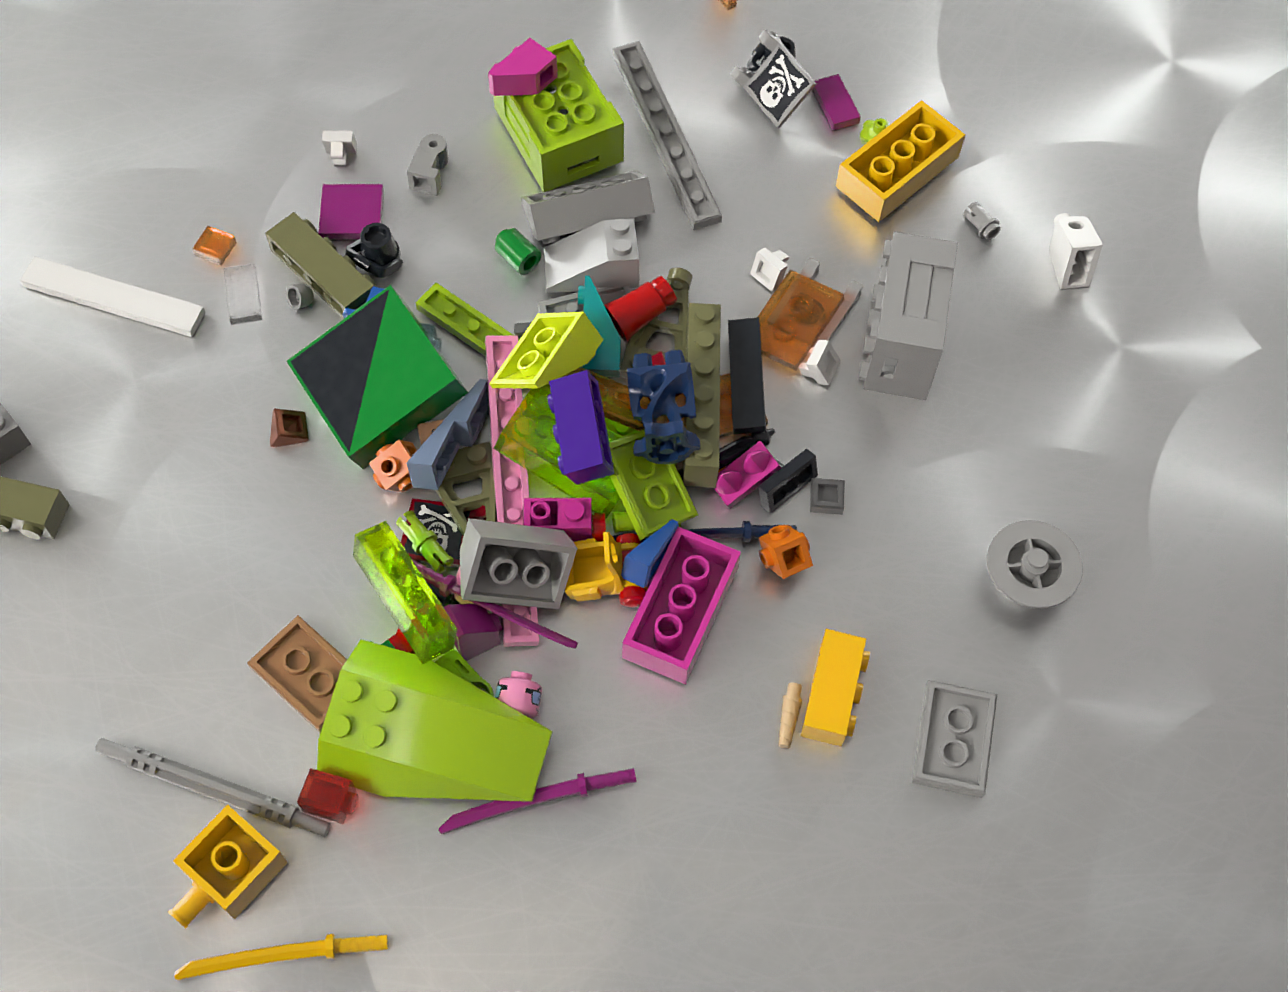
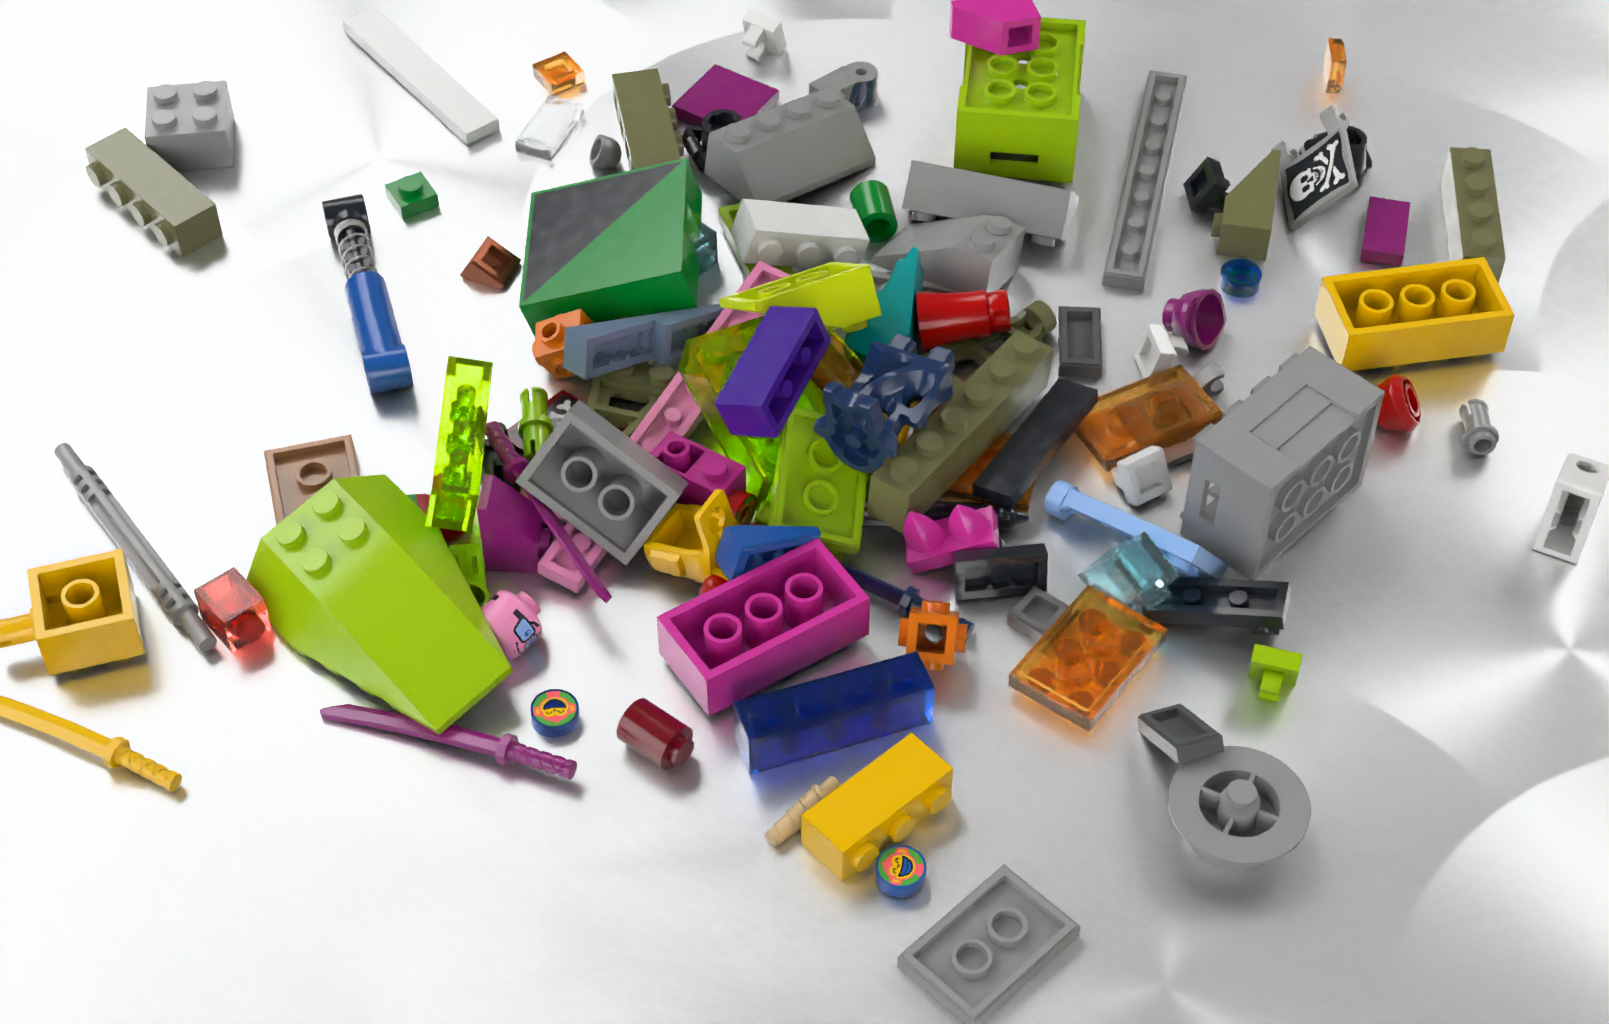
camera: 35 degrees right, 15 degrees down
(187, 400) = (411, 195): none -> plate
(277, 545) = (367, 296): none -> blue piece
(433, 233) = (789, 148): none -> light grey slope
(491, 299) = (798, 234): none -> white brick
(590, 740) = (554, 713): none -> tile
(669, 719) = (655, 734): none -> dark red brick
(712, 124) = (1206, 187): none -> black tile
(712, 281) = (1079, 341): none -> dark grey tile
(755, 137) = (1248, 212): none -> olive slope
(763, 639) = (833, 712): none -> clear blue brick
(773, 229) = (1196, 317): none -> magenta piece
(774, 182) = (1240, 278): none -> tile
(867, 440) = (1132, 573): none -> clear light blue slope
(873, 720) = (900, 871): none -> tile
(878, 510) = (1087, 658): none -> clear orange plate
(882, 66) = (1472, 208): none -> olive brick
(890, 408) = (1181, 553): none -> light blue plate
(924, 430) = (1225, 603): none -> black hinge
(929, 226) = (1400, 405): none -> red cone
(969, 534) = (1180, 733): none -> dark grey tile
(987, 459) = (1274, 668): none -> lime tile

